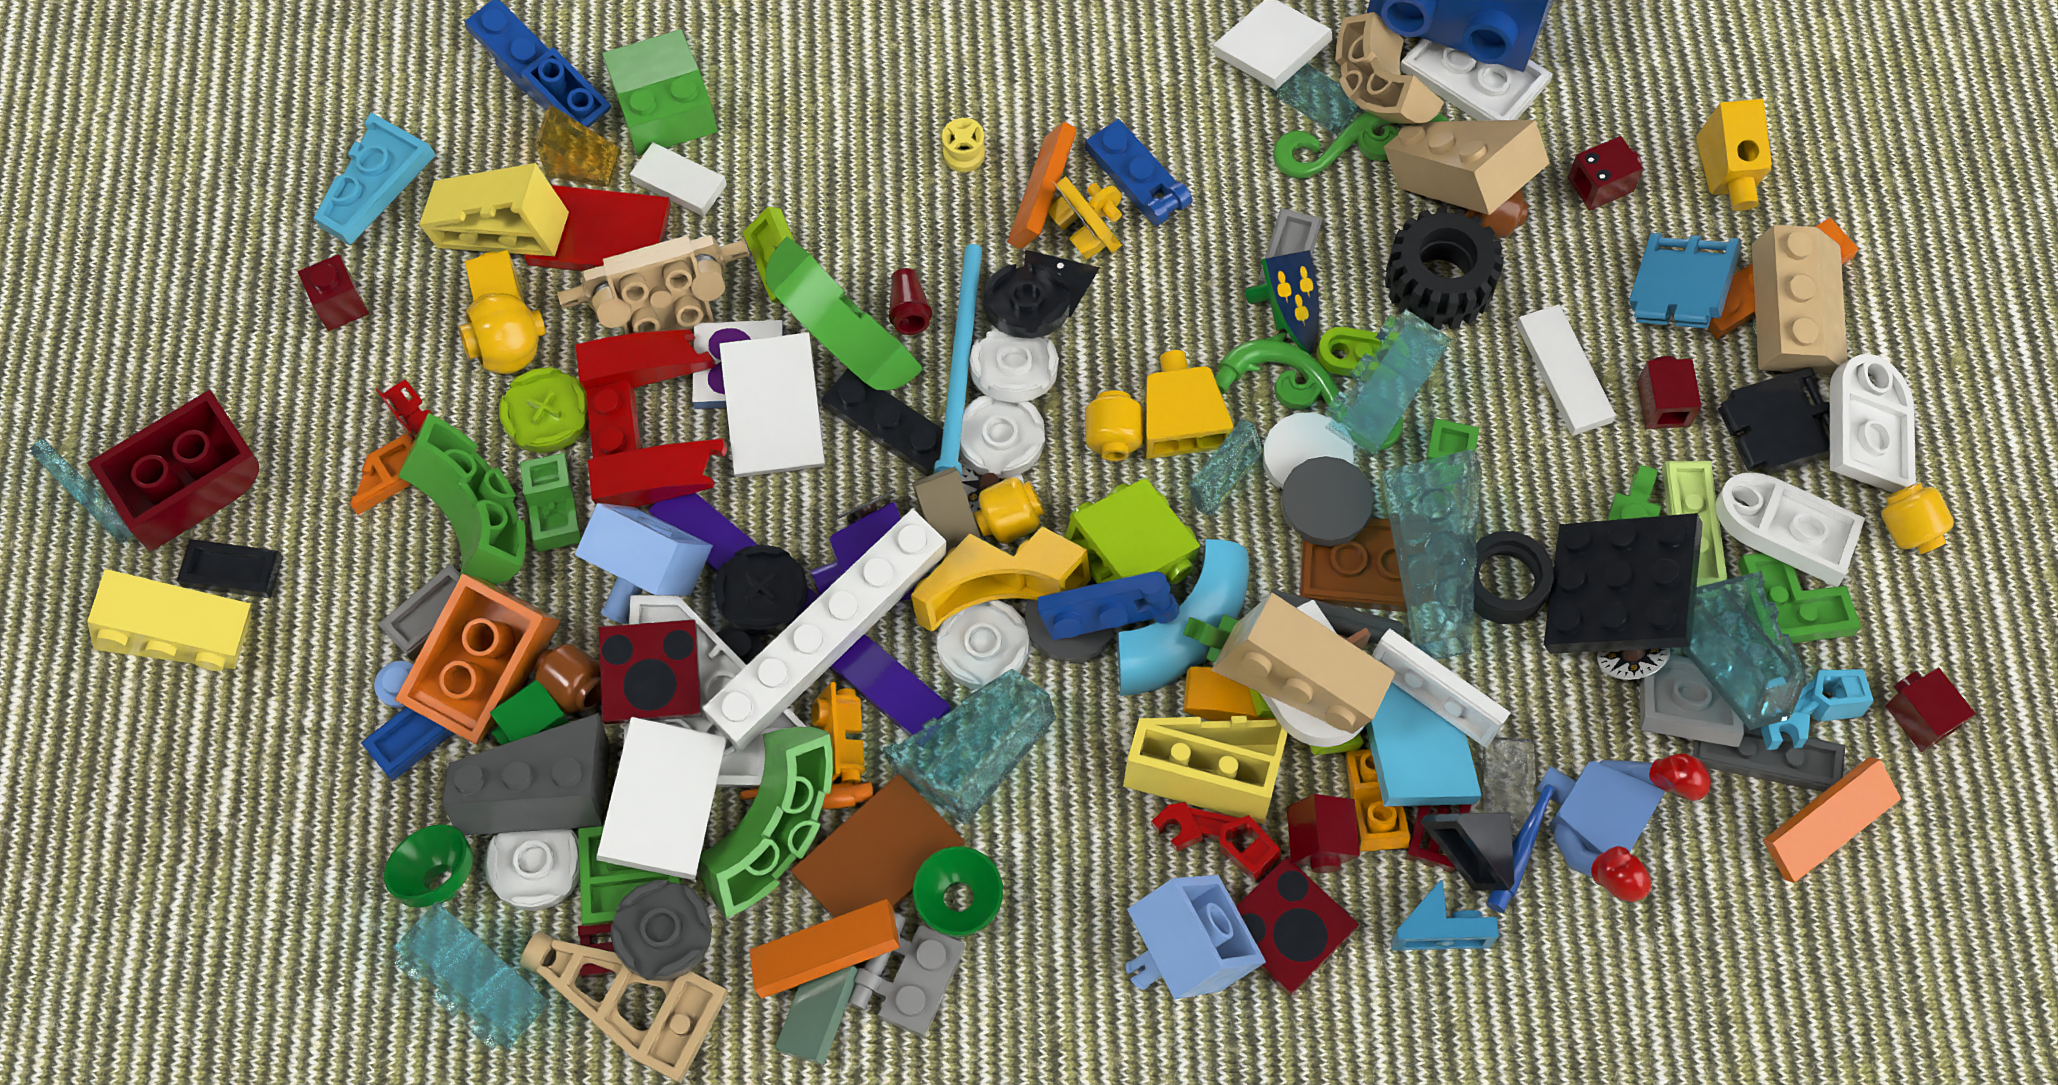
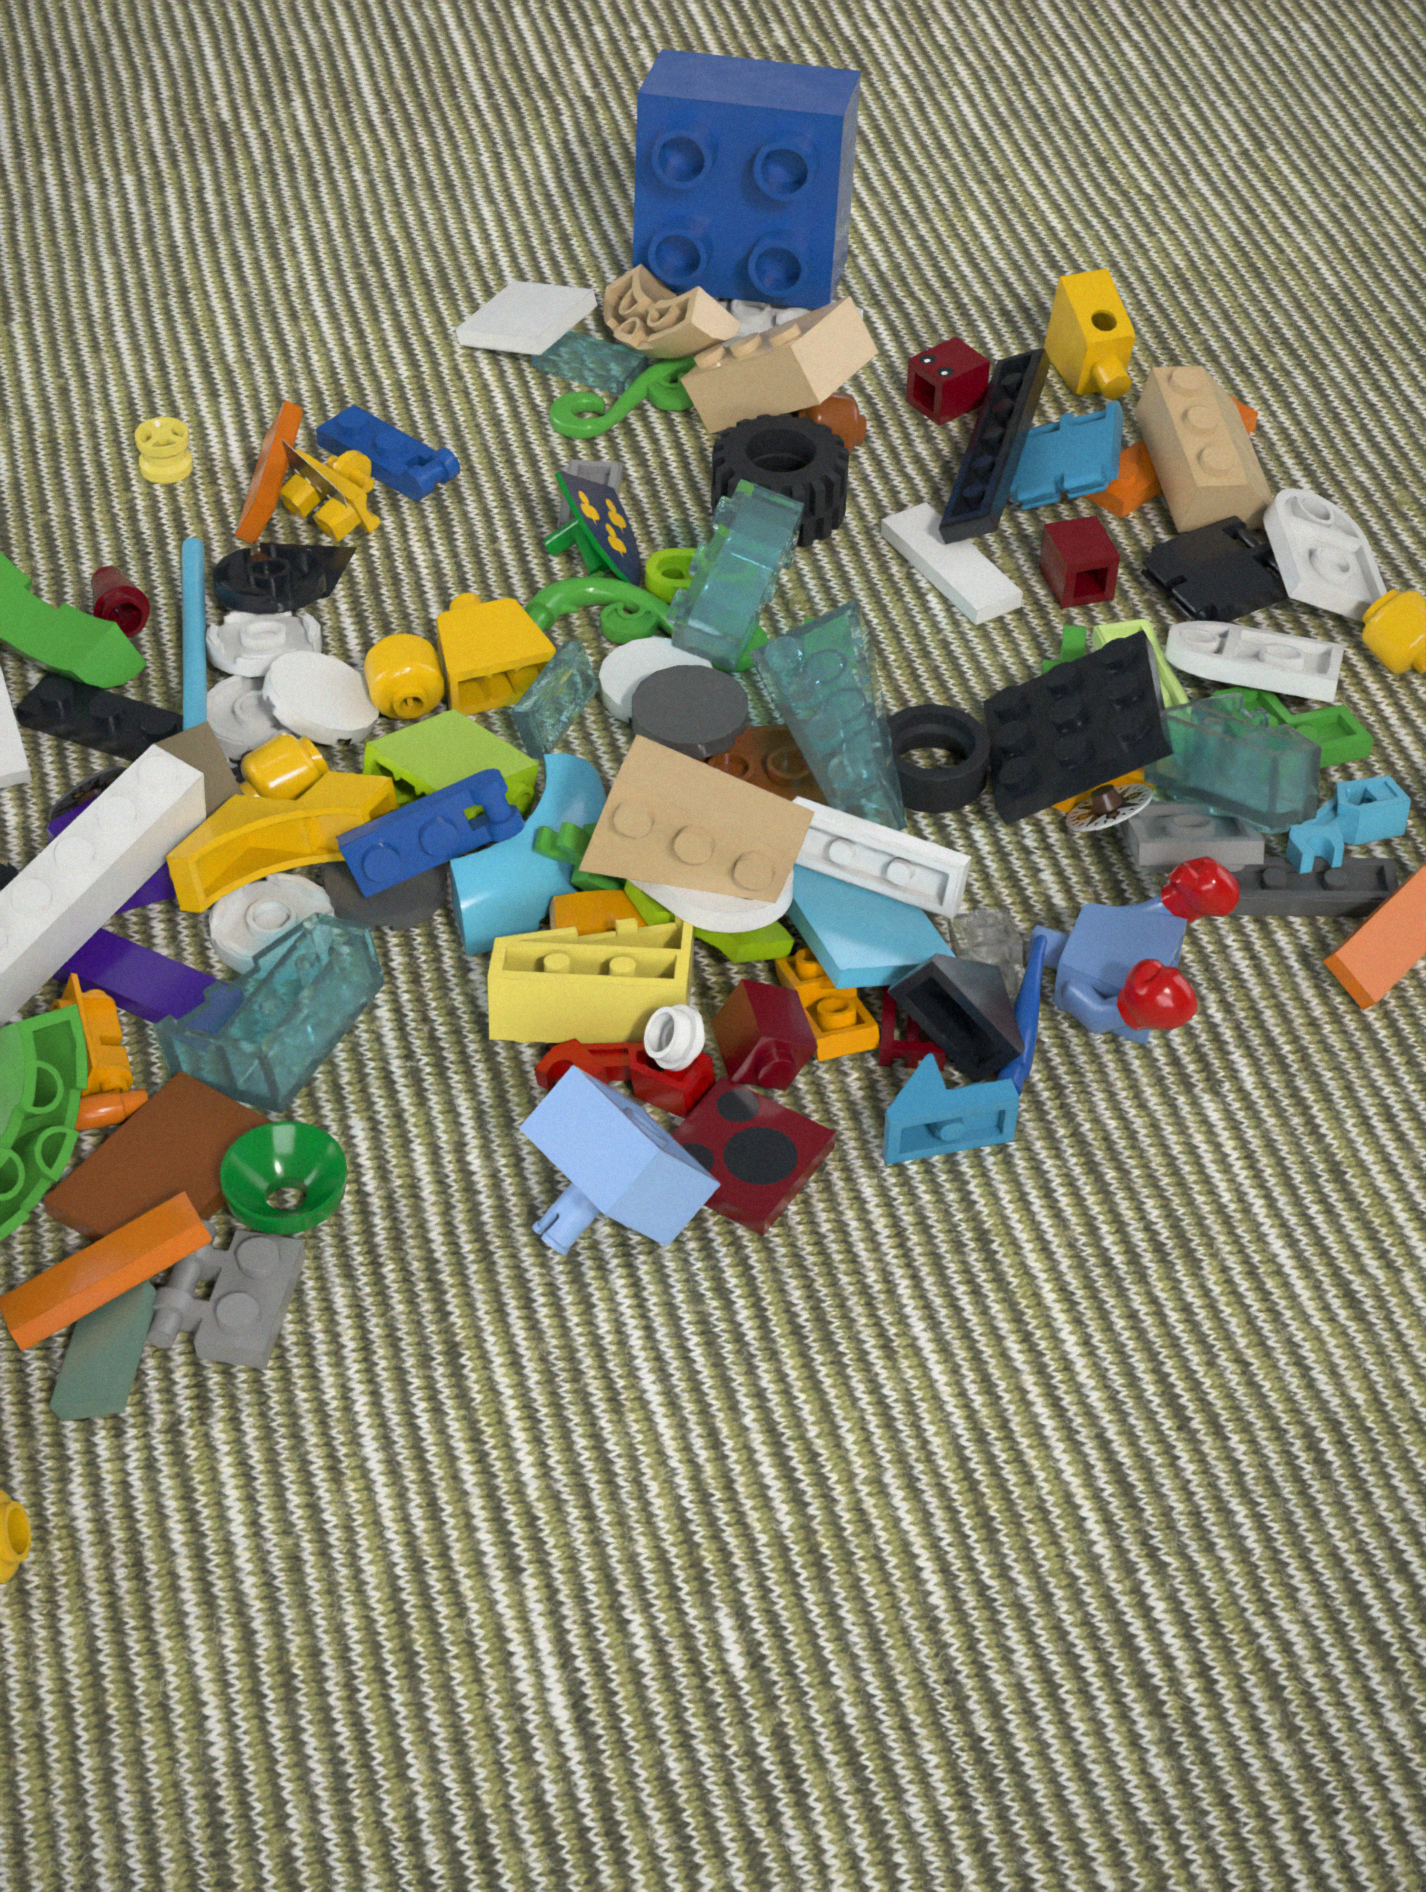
camera: 15 degrees left, 20 degrees down
(1047, 435) = (320, 697): none -> white tile
(1255, 834) = (674, 1036): none -> white plate
(1629, 256) = (995, 447): none -> black tile

